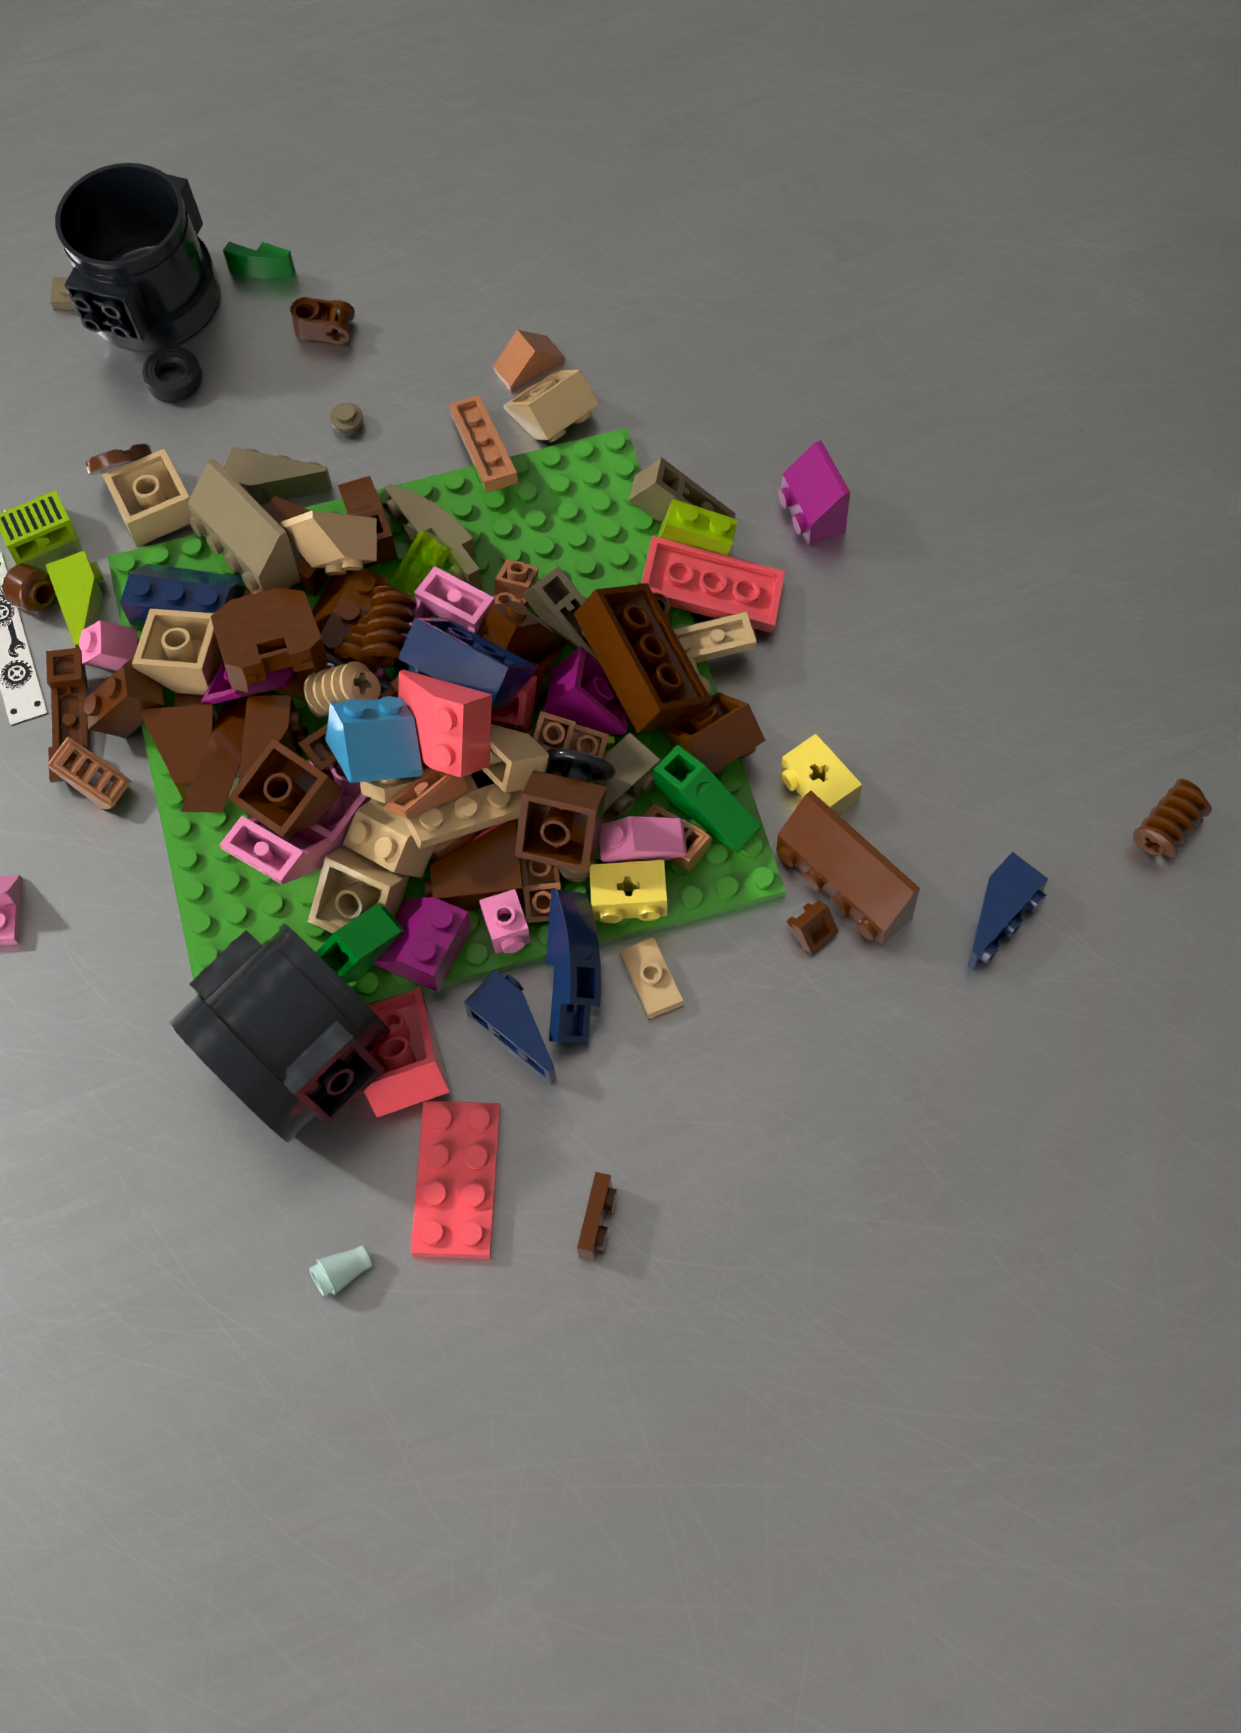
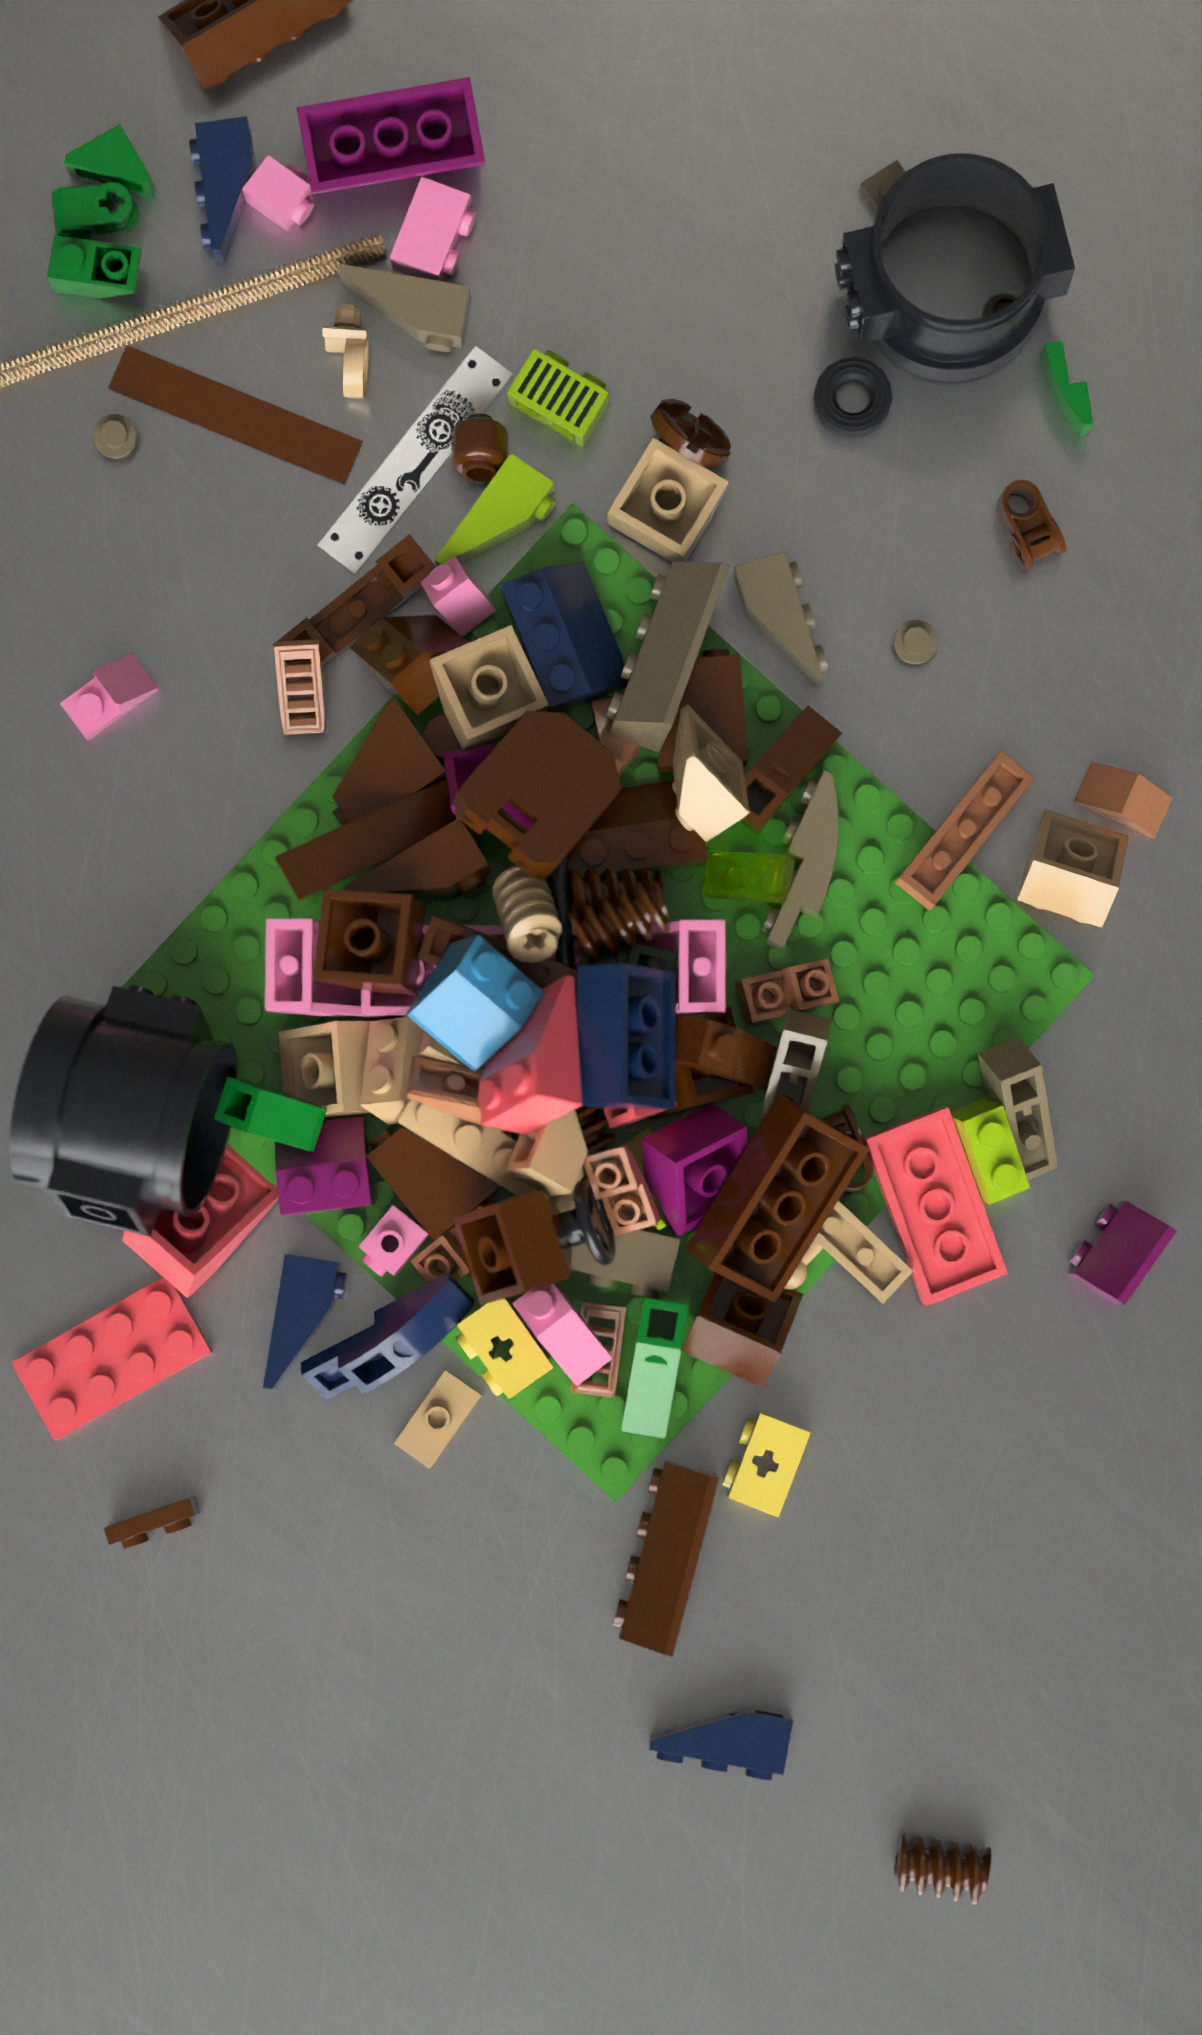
camera: 55 degrees right, 20 degrees up
(813, 926) = (590, 1556): reddish brown tile -> none

